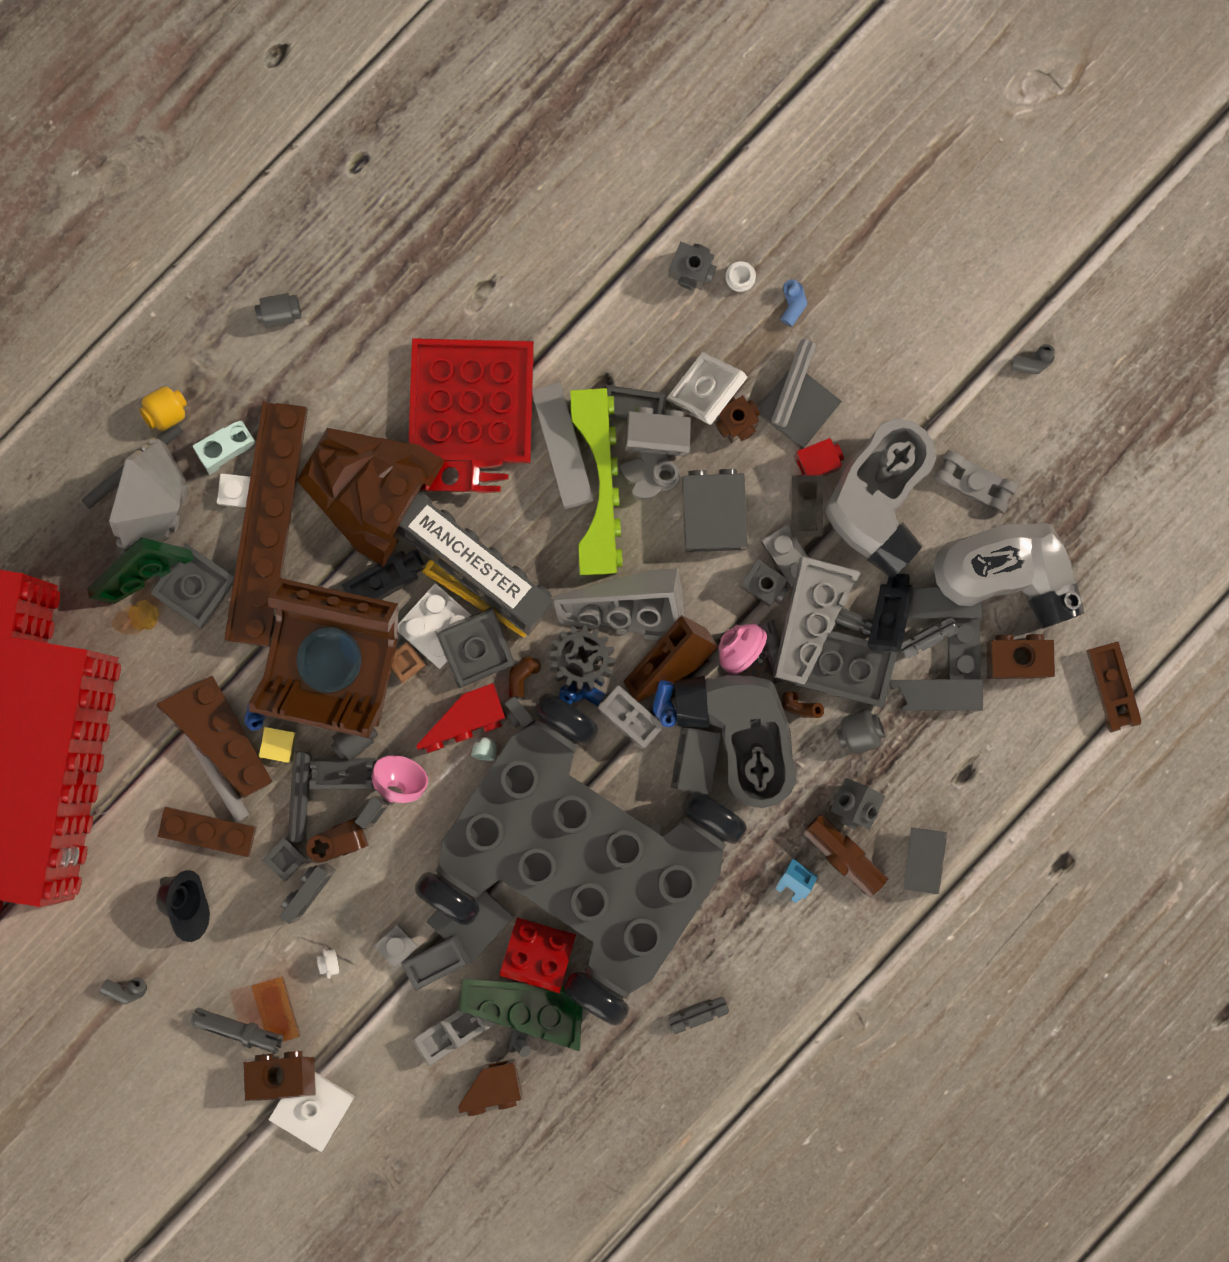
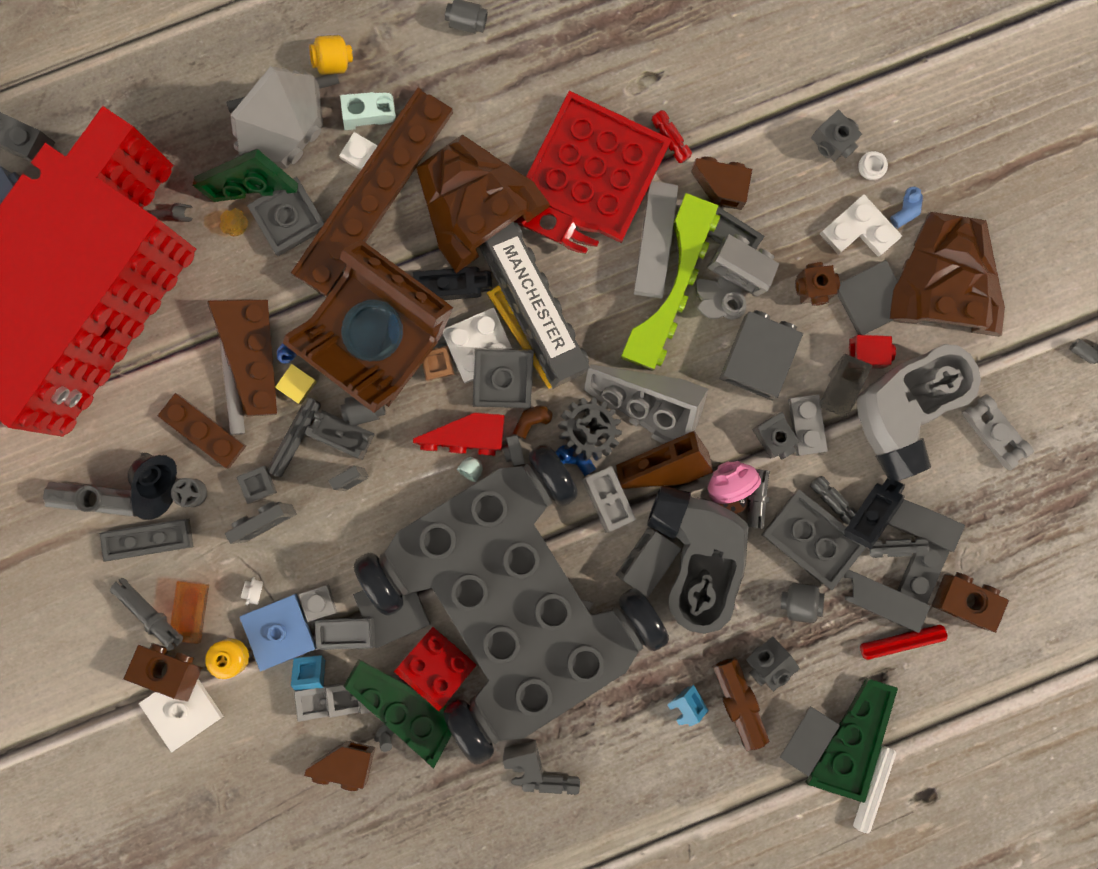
camera: 15 degrees right, 0 degrees up
(83, 631) = (177, 212): none -> dark grey hand
(115, 950) = (77, 498): none -> dark grey piece
(124, 993) = (68, 537): dark grey arm -> none
(202, 961) = (146, 540): none -> dark grey tile
(217, 897) = (182, 492): none -> dark grey wheel
(341, 840) = (312, 490): reddish brown piece -> none
(344, 1037) = (236, 661): none -> yellow head
(370, 991) = (278, 632): none -> medium blue plate
(401, 773) = (389, 456): bright pink piece -> none
(418, 1016) = (308, 673): none -> dark azure plate
(528, 333) = (668, 129): none -> red axle
(604, 360) = (723, 183): none -> reddish brown slope
(663, 705) = (642, 501): blue arm -> none
(665, 1002) = (525, 759): none -> dark grey hinge
(706, 388) = (803, 246): white plate -> none
(755, 335) = (861, 221): none -> white plate
(793, 383) = (879, 275): light grey axle -> none
(803, 710) = (760, 560): reddish brown arm -> none
(814, 605) = (810, 477): light grey wing -> none
(864, 351) = (951, 277): none -> reddish brown wedge
(972, 849) = (855, 747): none -> dark green wing
(975, 725) = (903, 642): none -> red axle
(1009, 878) = (868, 810): none -> white axle
(1011, 561) = (1003, 514): light grey piece -> none
(1114, 686) = (1040, 663): reddish brown plate -> none

